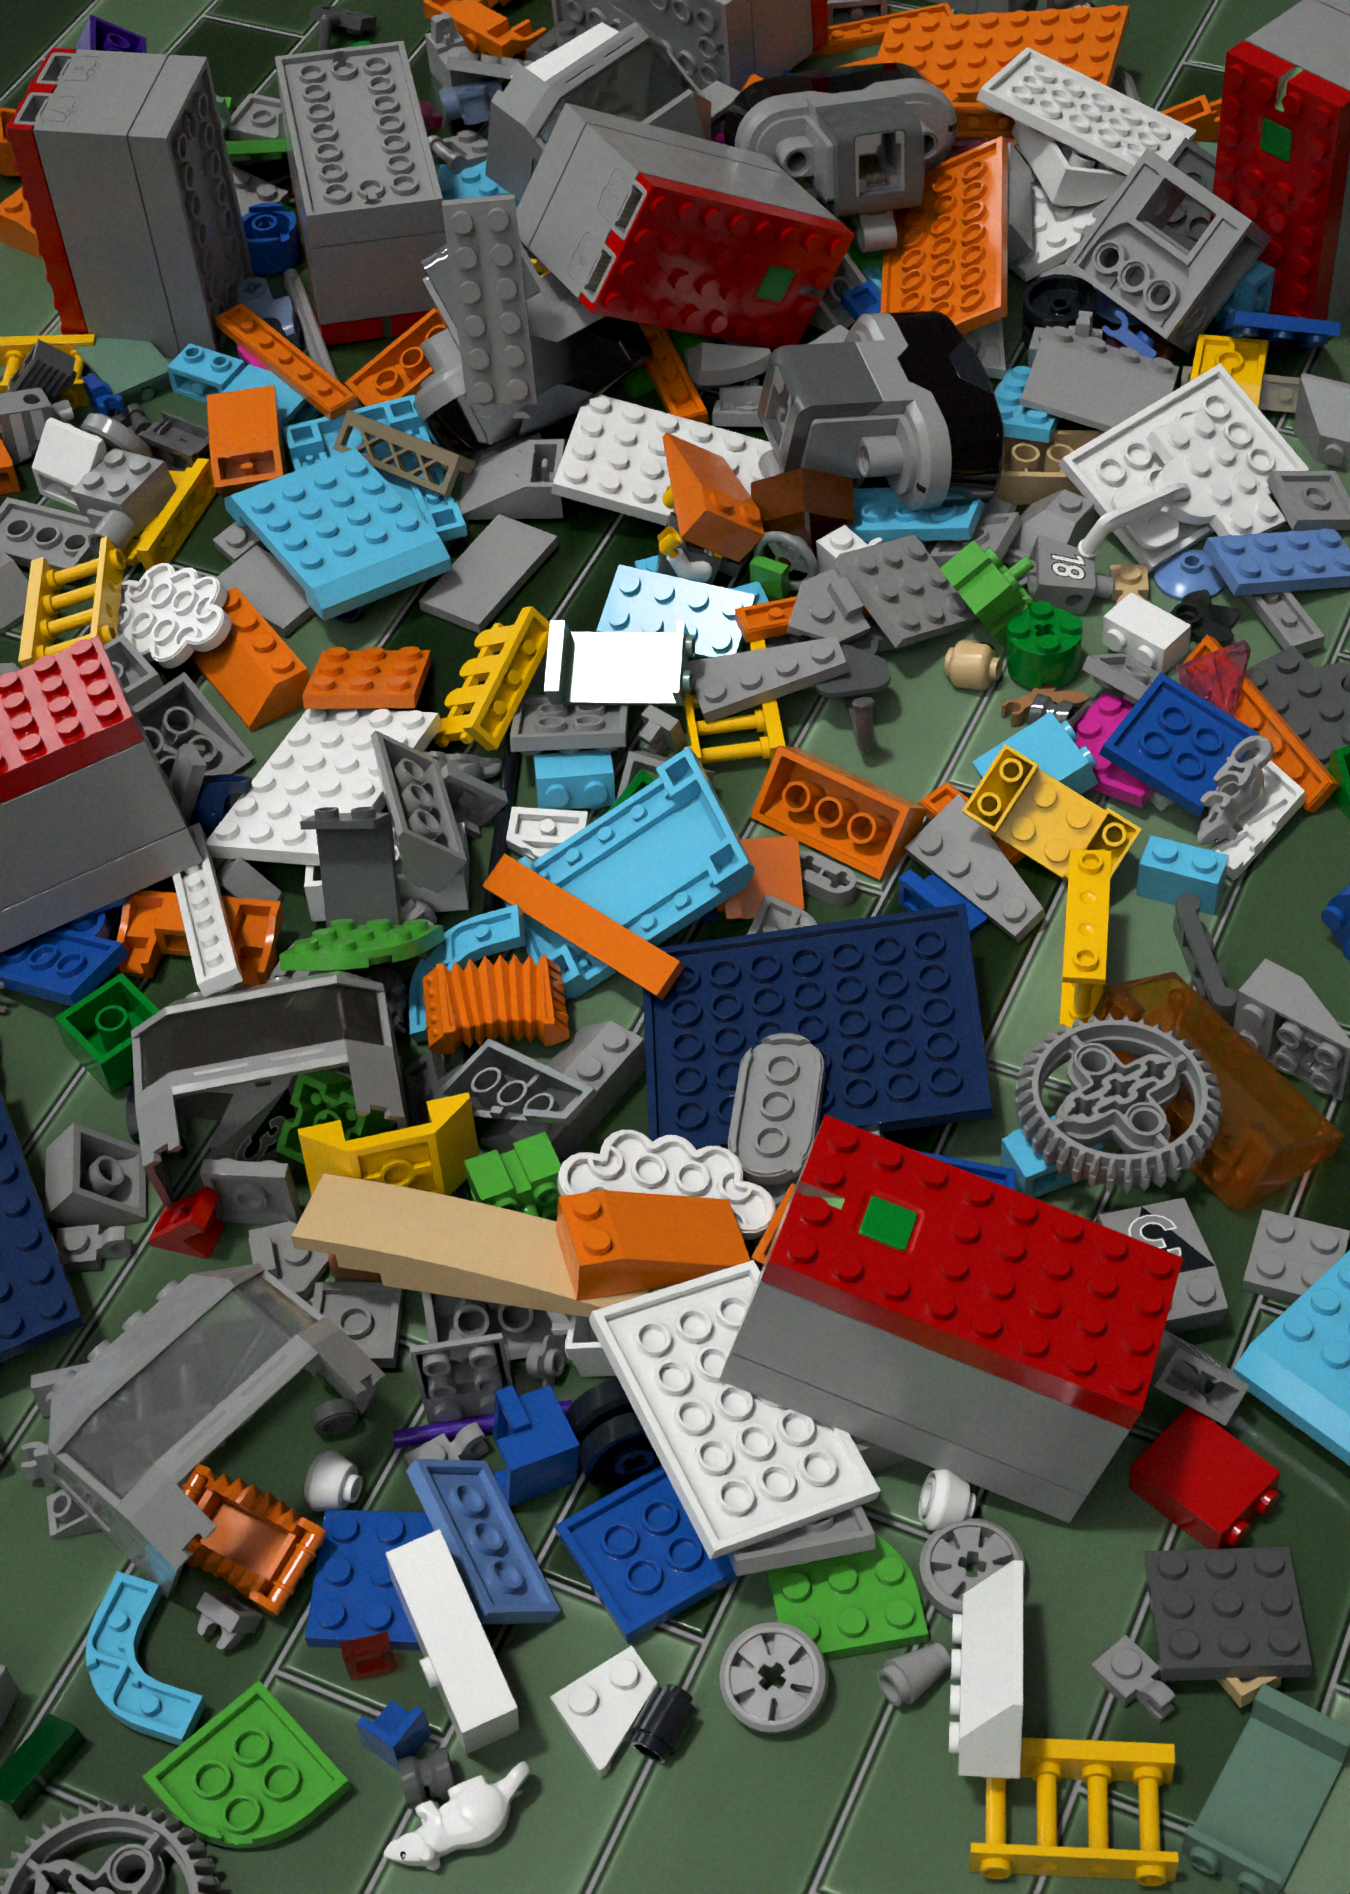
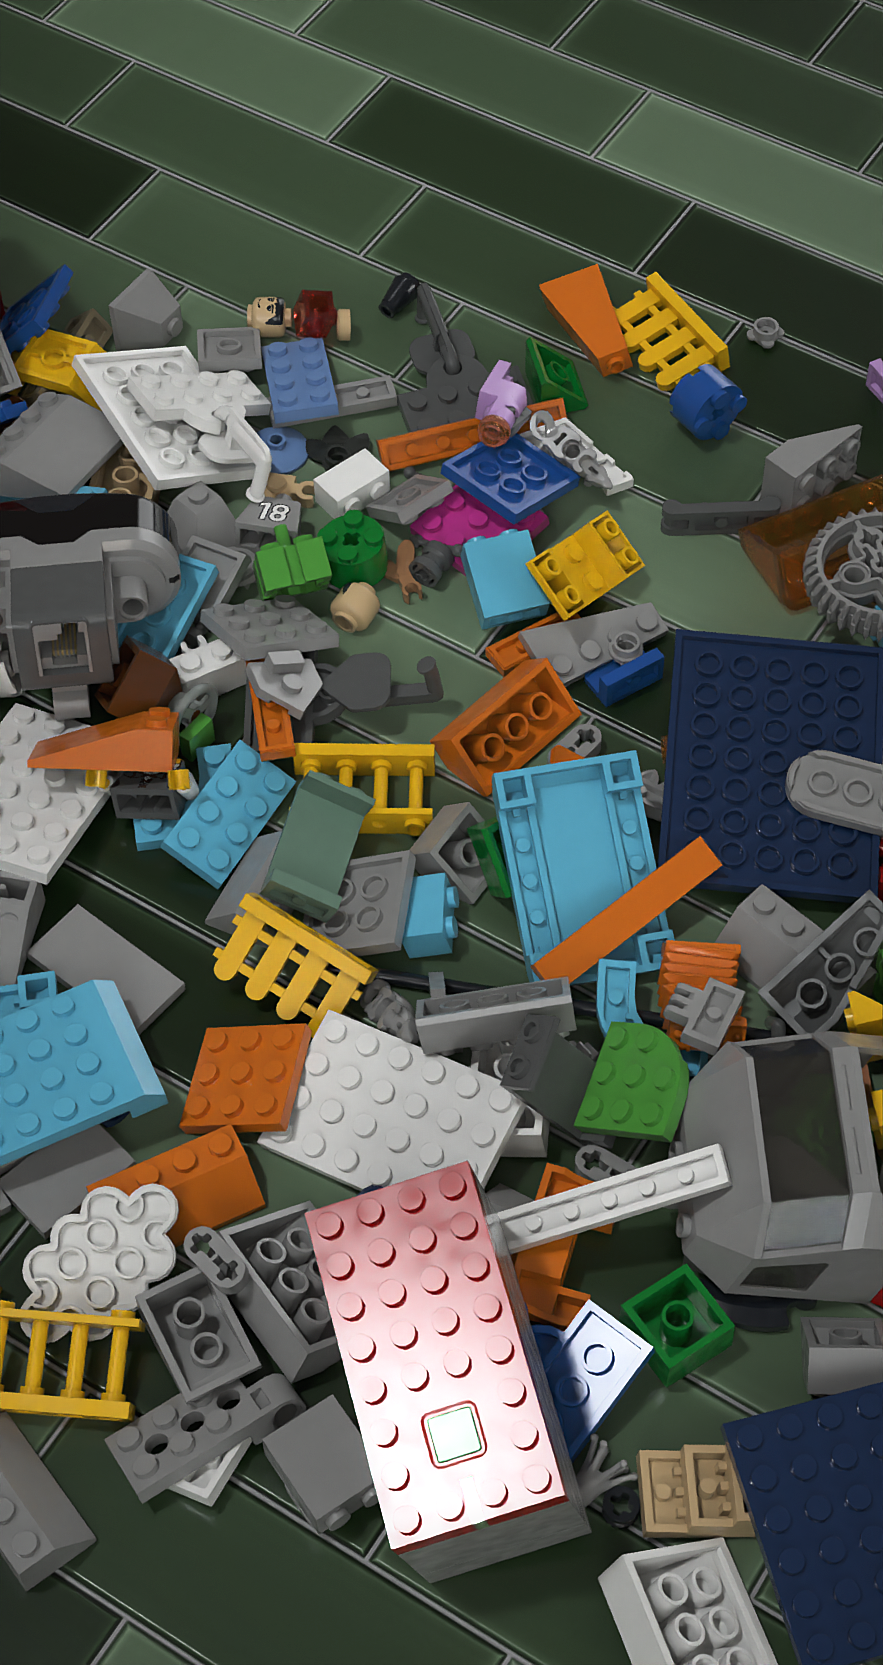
camera: 85 degrees left, 5 degrees up
(151, 671) = (222, 1254): none -> light grey beam
(439, 984) = (704, 1013): none -> light grey hinge
(540, 830) = (485, 948): white wing -> none
(660, 731) = (374, 841): light grey tile -> none
(758, 676) = (349, 736): light grey wing -> none
(960, 887) = (625, 647): none -> light grey plate
(1085, 934) = (706, 594): yellow fence -> none
(1179, 869) = (634, 504): medium azure brick -> none
(1217, 675) = (429, 446): clear pink wing -> none
(1278, 714) = (501, 407): none -> lavender plate

